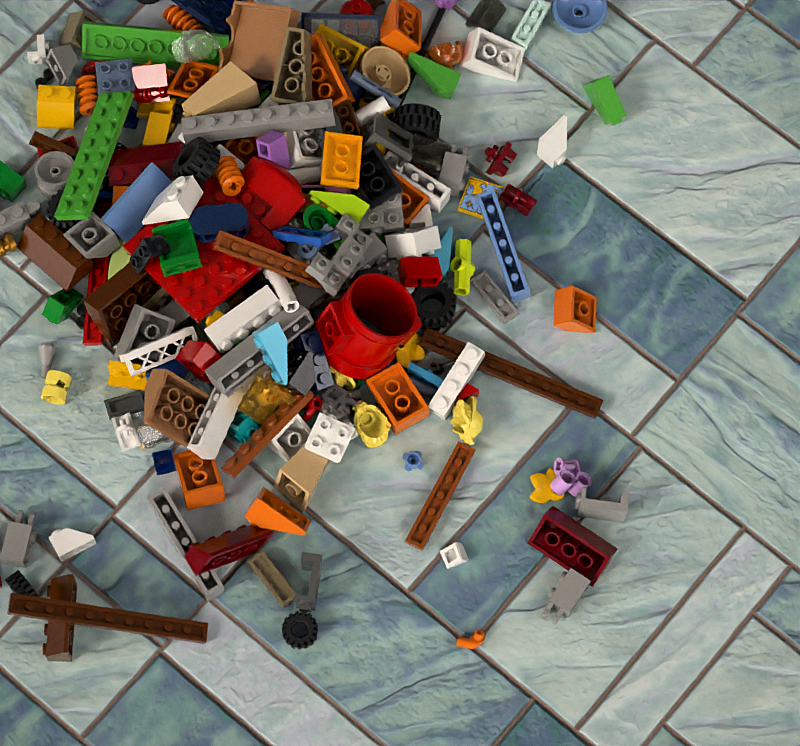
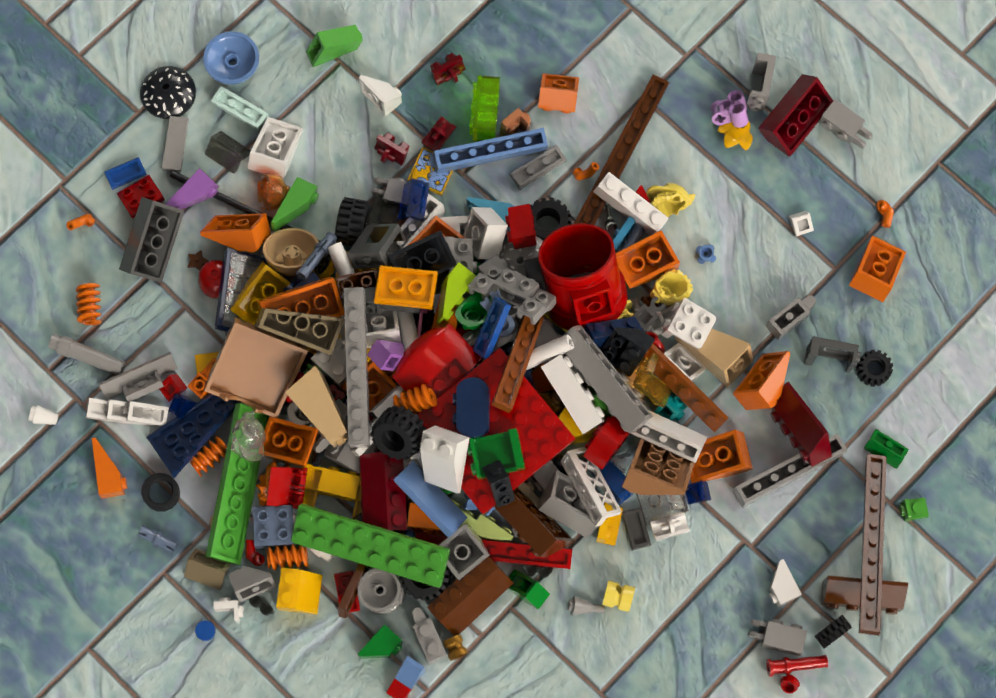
camera: 85 degrees left, 5 degrees up
(20, 34) = (205, 630): none -> blue tile
(152, 671) = (913, 509): none -> bright green bracket
(216, 645) = (885, 446): none -> green slope
(272, 579) = (826, 389): dark tan plate -> none
(274, 347) = (614, 359): medium azure slope -> none
(348, 542) = (790, 316): none -> light grey hinge
(408, 631) = (877, 269): none -> orange slope
(440, 496) = (743, 230): dark orange plate -> none
(441, 176) = (414, 200): none -> clear blue panel
(462, 267) = (519, 192): neon yellow piece -> none
(490, 343) = (588, 173): none -> orange arm
(534, 267) = (514, 121): none -> nougat bracket
(547, 239) = (484, 108): none -> clear neon green brick
(587, 205) = (448, 70): none -> dark red hips

